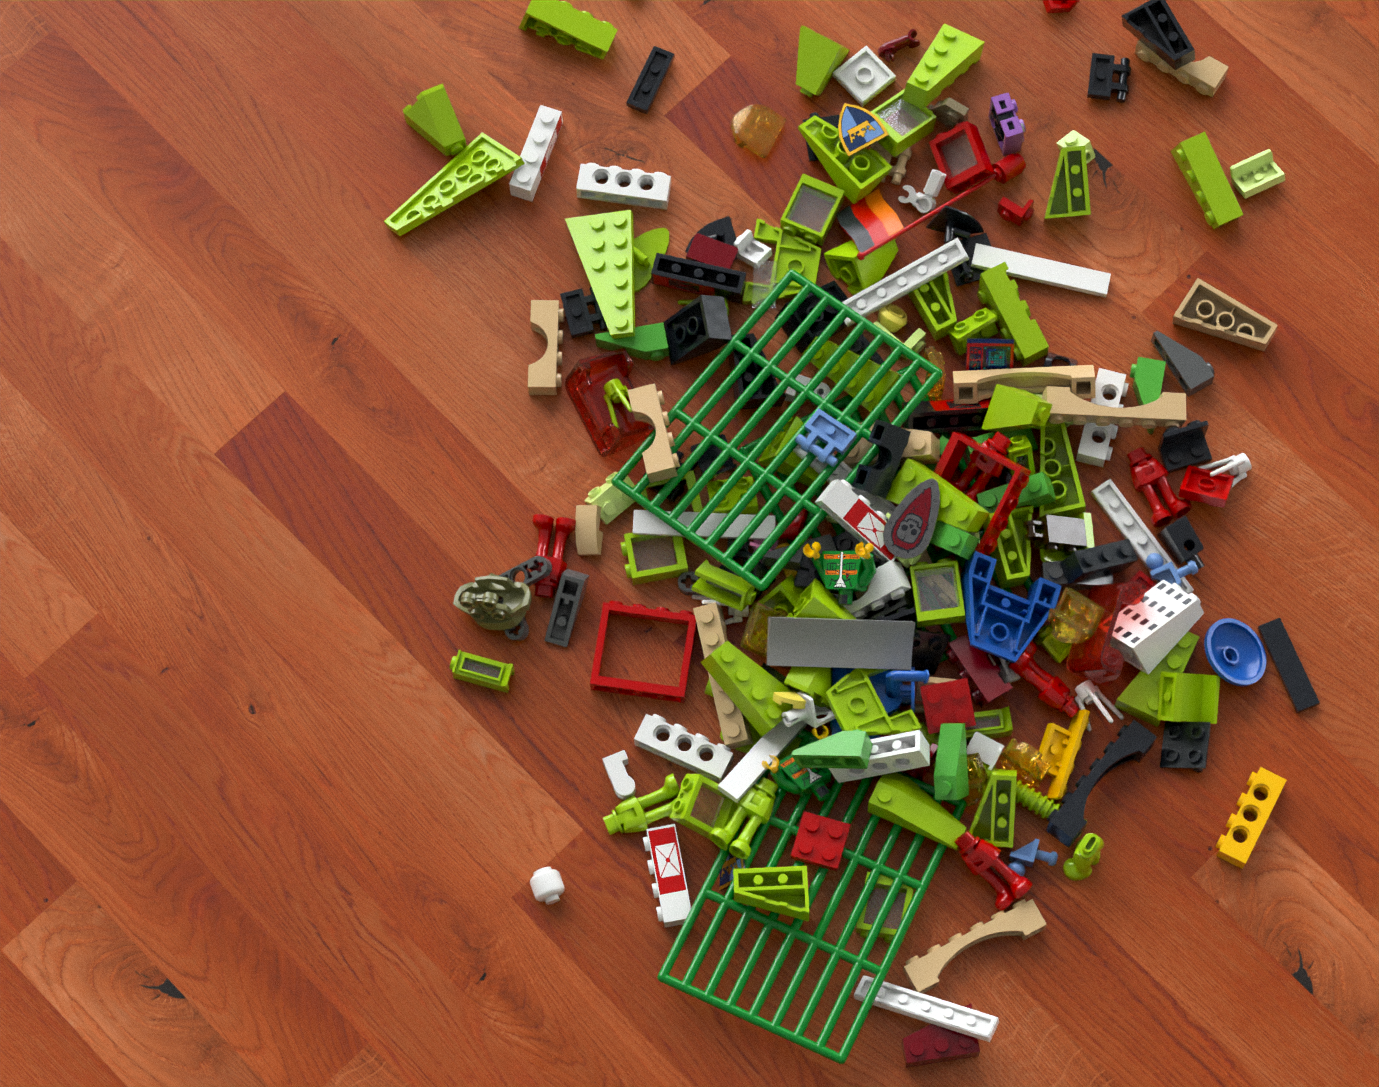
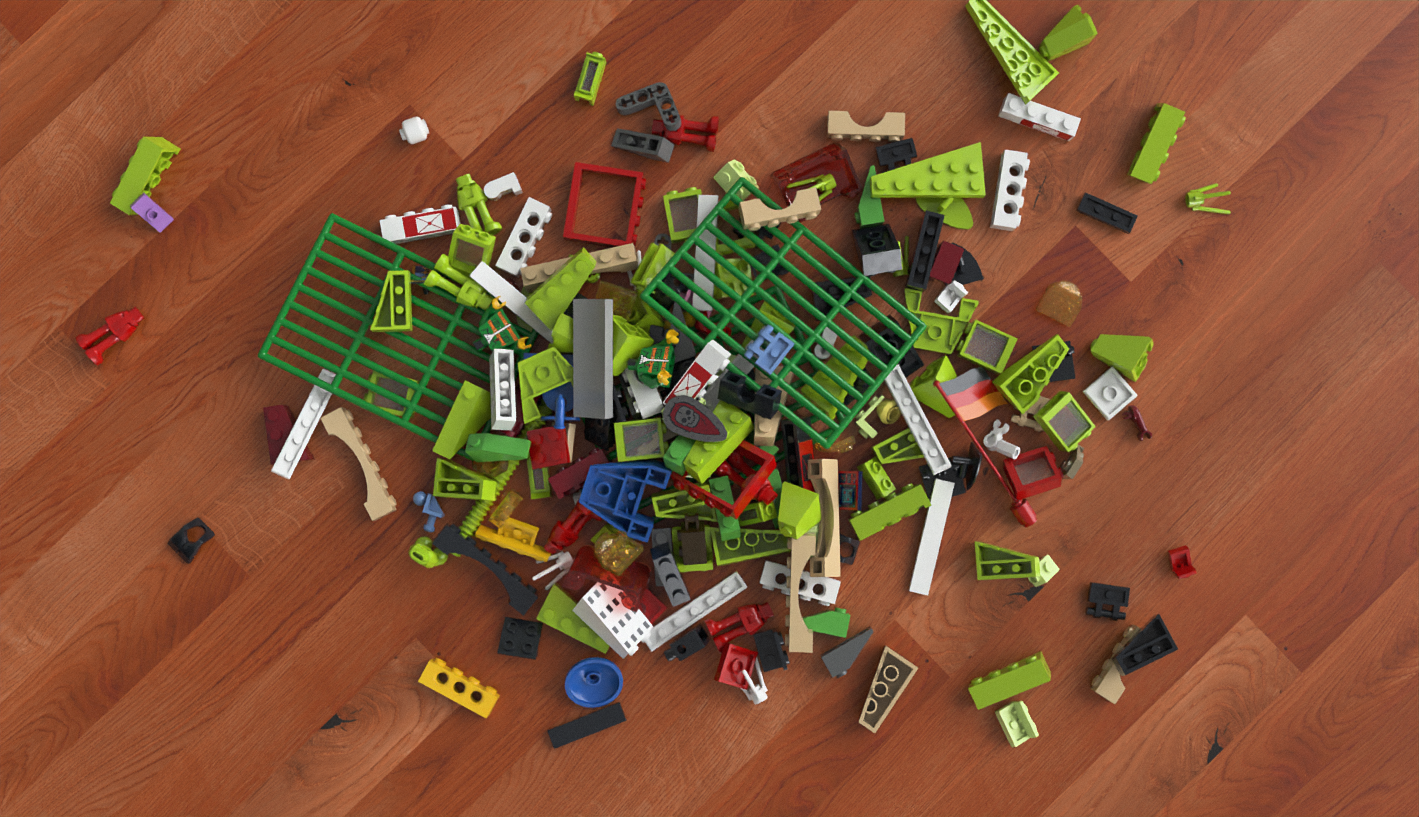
camera: 90 degrees right, 15 degrees up
(482, 604) = (644, 70): olive piece -> none
(587, 530) = (703, 160): tan slope -> none
(763, 281) = (920, 304): clear slope -> none
(791, 698) = (547, 317): light yellow tile -> none
(808, 714) = (539, 332): white bracket -> none
(820, 841) = (440, 343): red plate -> none
(839, 750) = (503, 357): slope -> none
(859, 129) = (1055, 385): shield -> none
(942, 63) = (1120, 460): lime wedge -> none
(979, 857) = (422, 474): red piece -> none
(987, 748) = (514, 477): white bracket -> none
(1006, 124) = (1066, 510): medium lavender piece -> none
(1012, 212) = (984, 513): red bracket -> none
(1167, 572) = (660, 631): medium blue piece -> none
(1188, 697) = (555, 642): lime panel -> none

